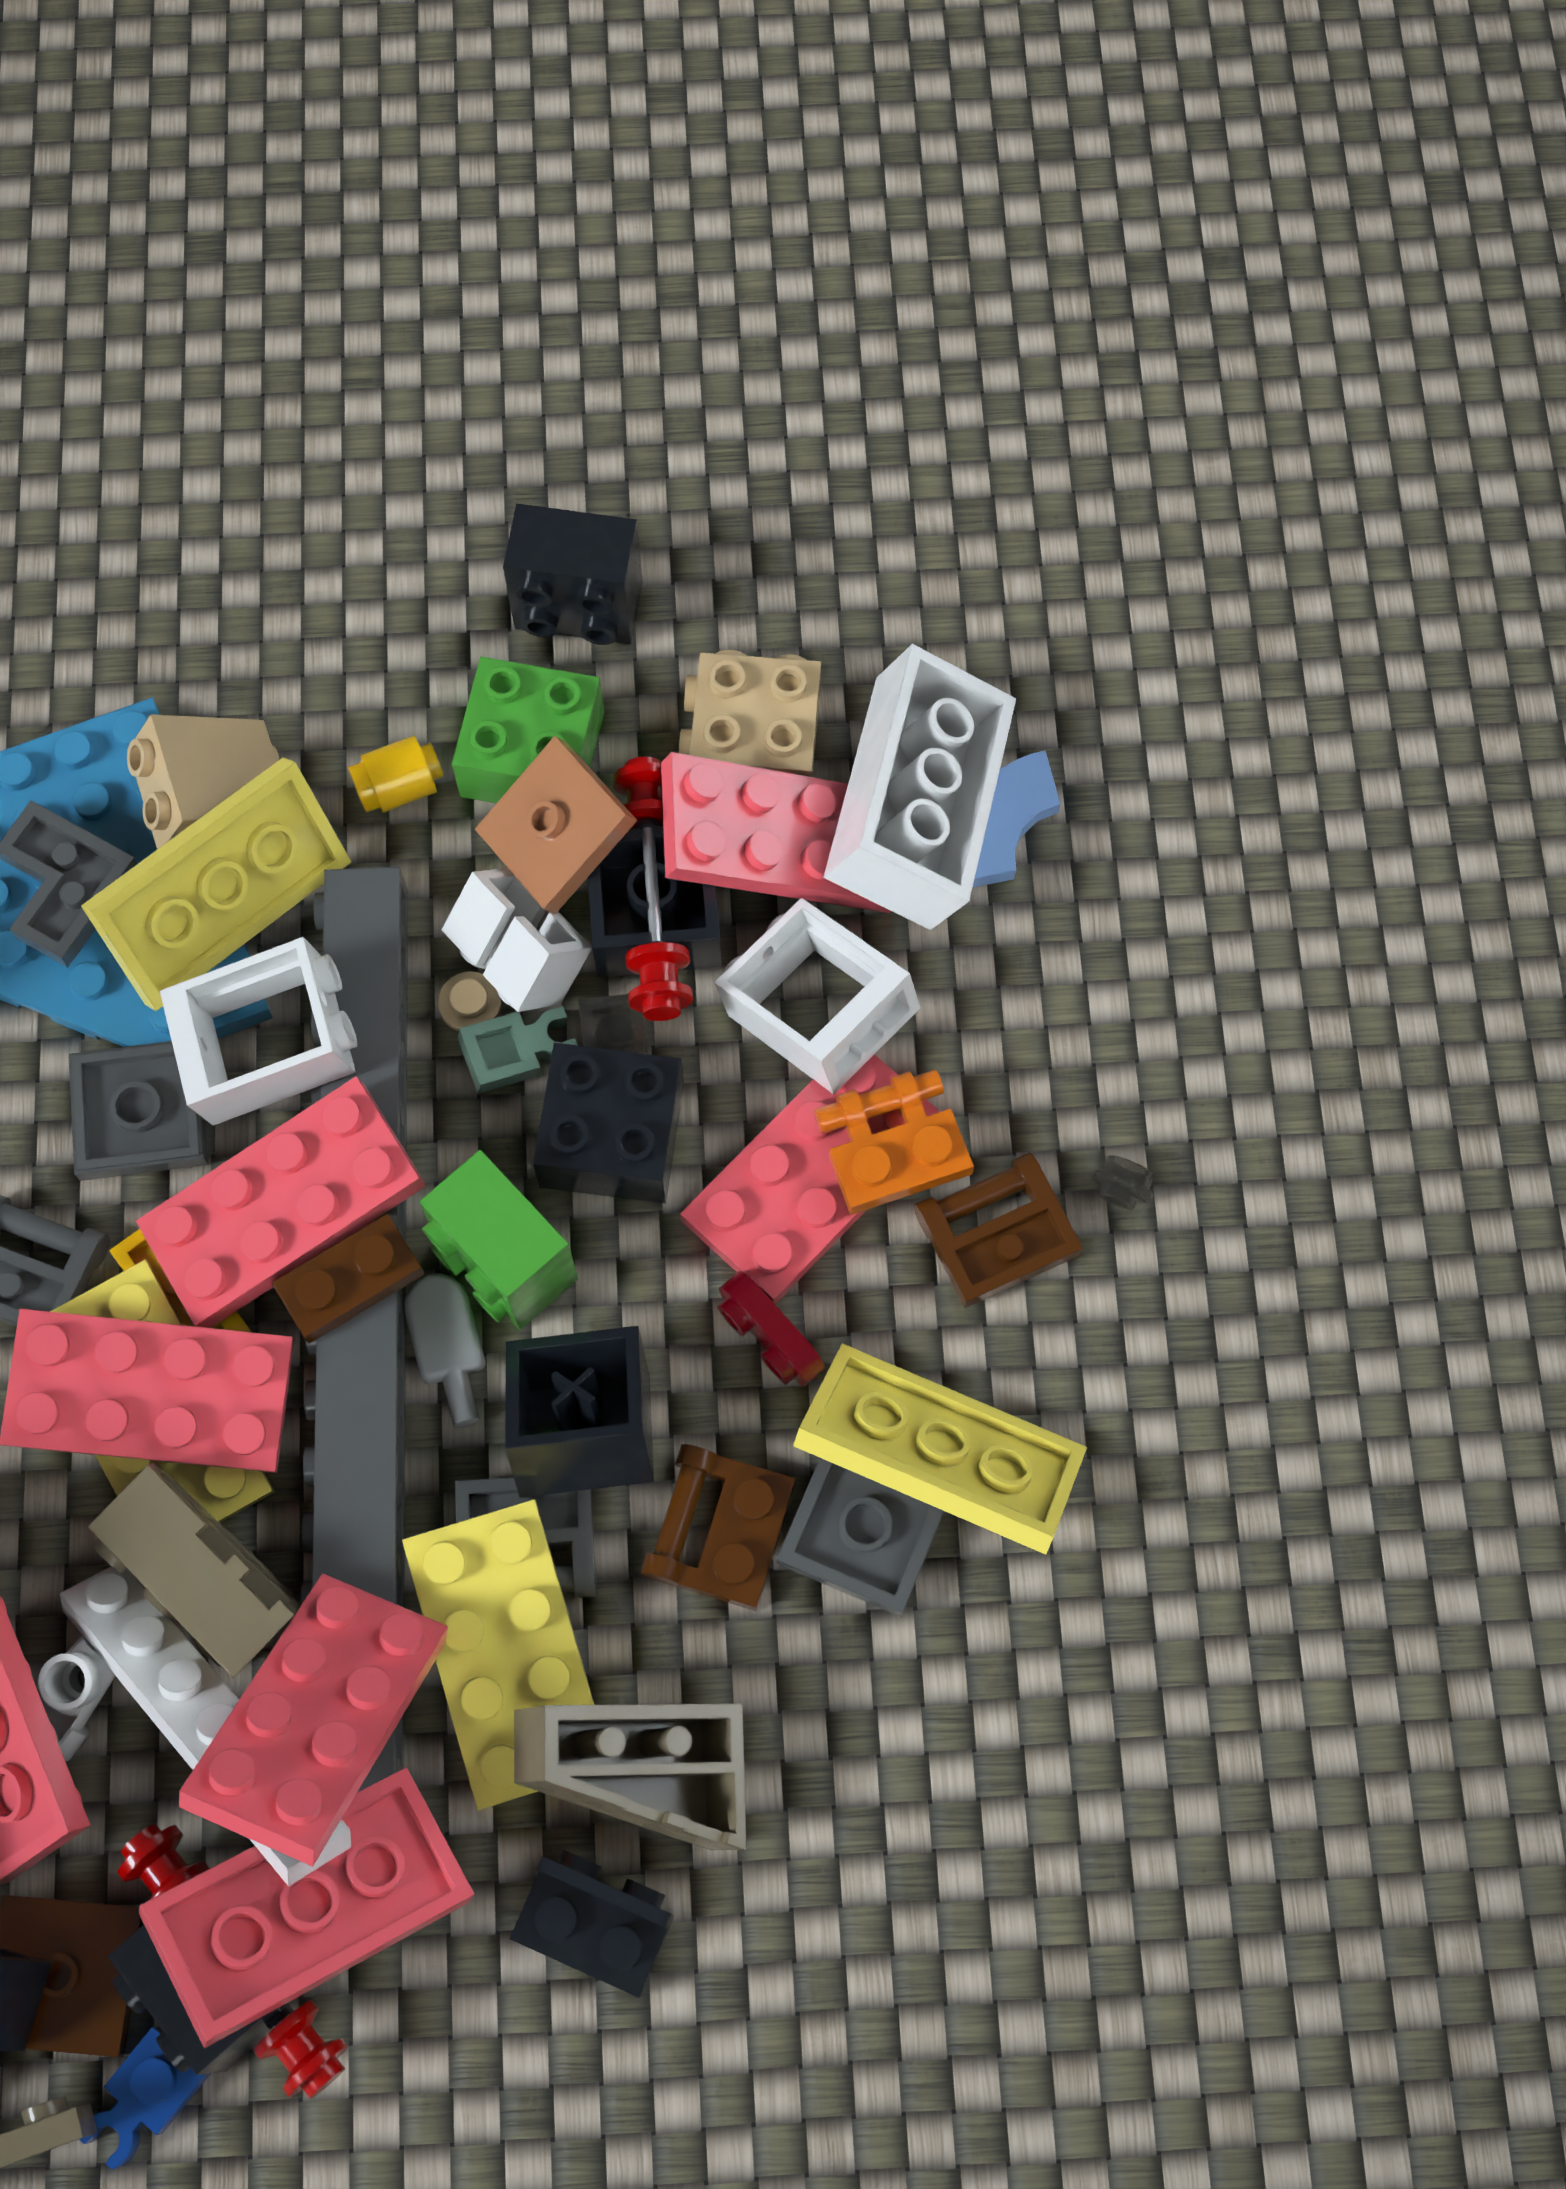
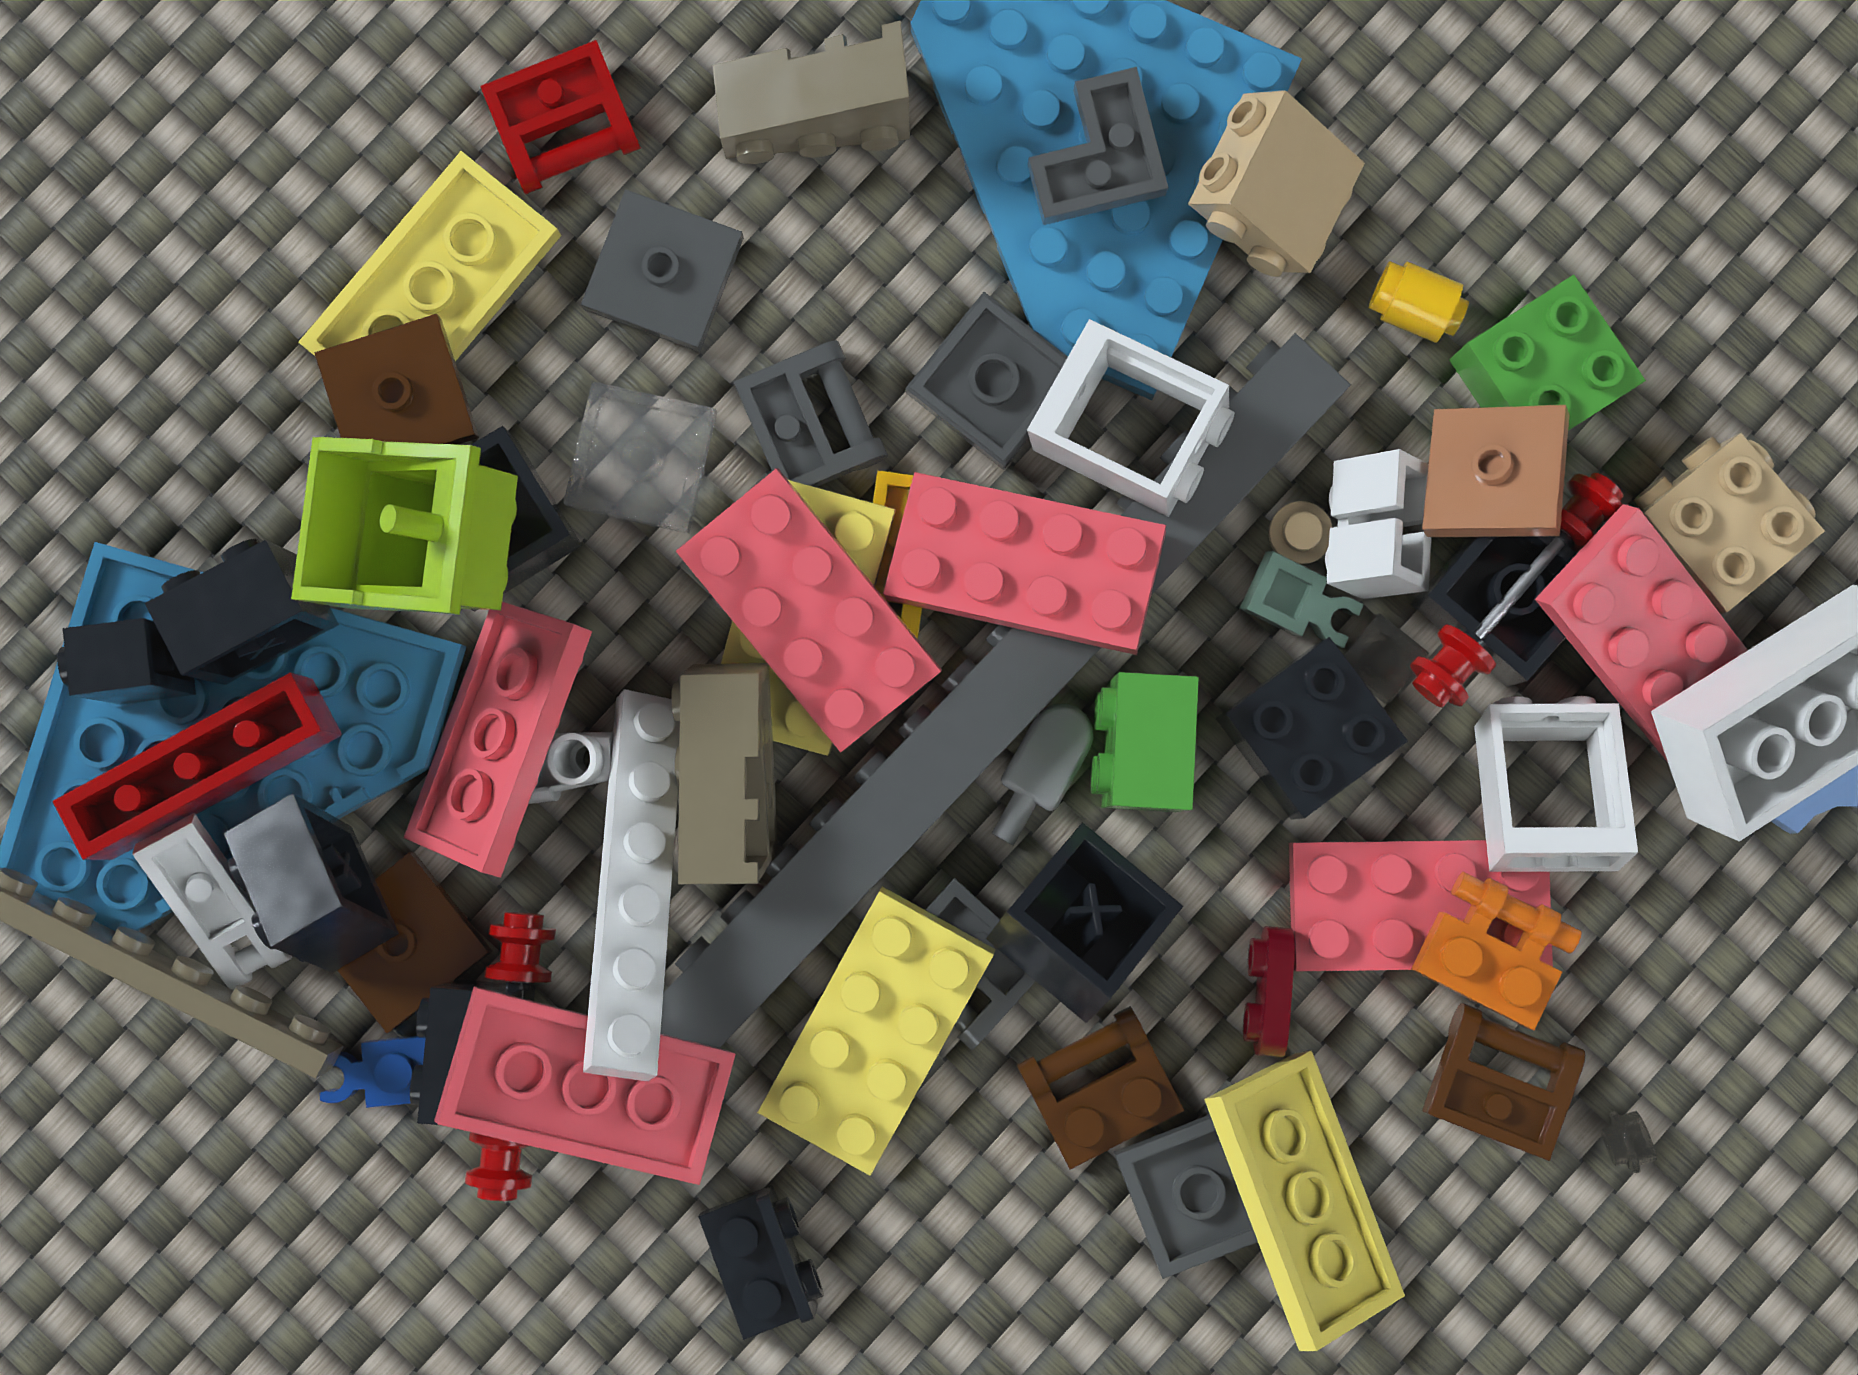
camera: 45 degrees right, 15 degrees up
(217, 882) = (1210, 272): light yellow plate -> none
(314, 1719) = (704, 972): coral plate -> none
(348, 1278) = (1019, 667): reddish brown plate -> none
(573, 574) = (1711, 273): black brick -> none
(641, 1763) = (893, 1204): dark tan wedge -> none

